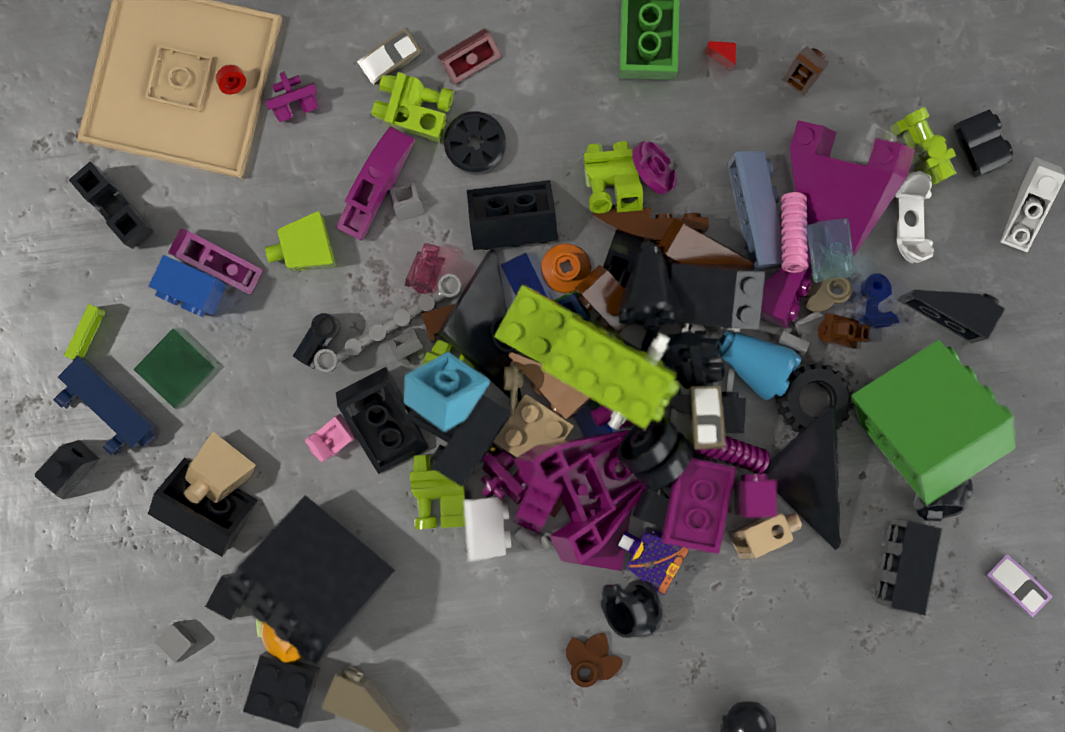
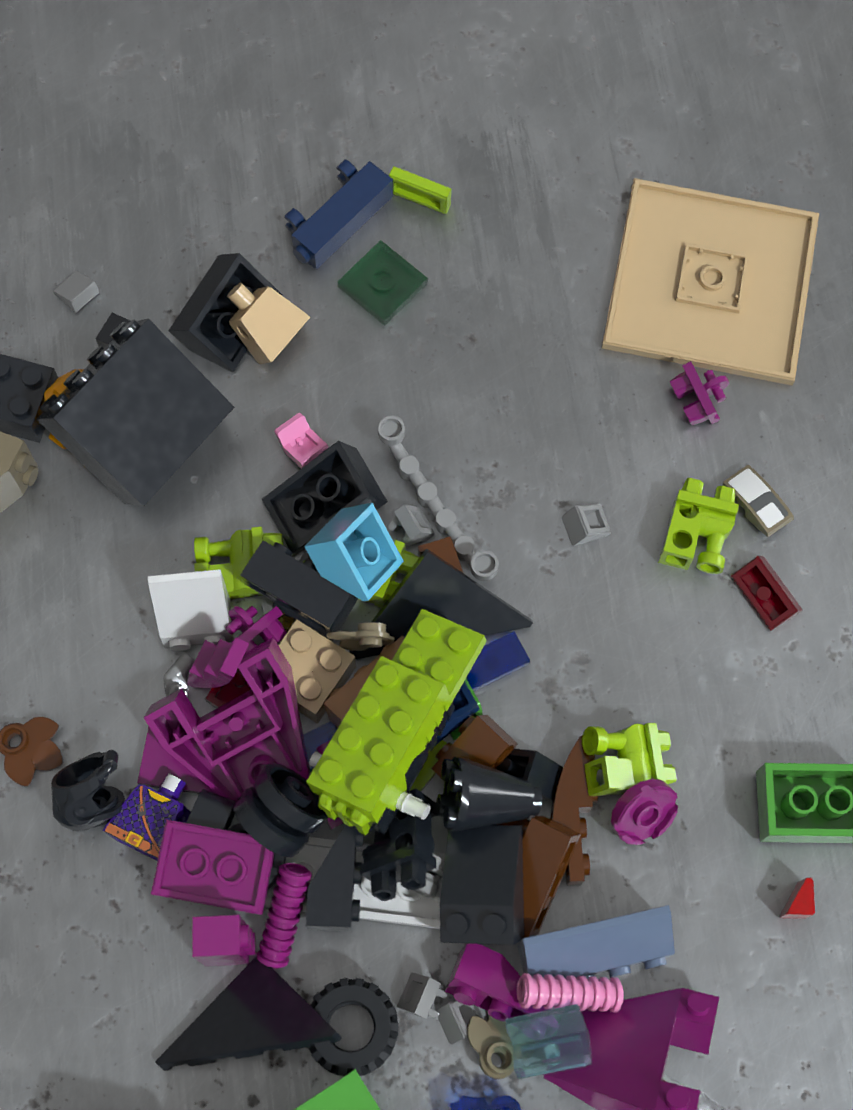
camera: 85 degrees right, 15 degrees down
(65, 469) = (270, 174): black torso -> none
(111, 204) = (547, 224): black arch -> none
(185, 284) = (473, 285): blue brick -> none
(215, 261) = (504, 318): magenta slope -> none
(230, 79) = (714, 326): red tile -> none
(303, 245) = (528, 410): lime torso -> none
(316, 340) = (419, 425): black piece -> none
(374, 181) = (607, 481): magenta slope -> none
(425, 269) = (504, 541): clear pink hips -> none
(482, 127) = (669, 581): black wheel -> none
(512, 215) = (574, 642): black slope -> none
(552, 272) = (523, 725): orange piece -> none
(707, 417) = (324, 873): slope -> none
(759, 363) = (398, 947): dark azure cone -> none
(764, 535) = (171, 947): tan torso -> none
(805, 69) = (790, 1009): reddish brown slope -> none
(843, 331) = (442, 1066): reddish brown hips -> none

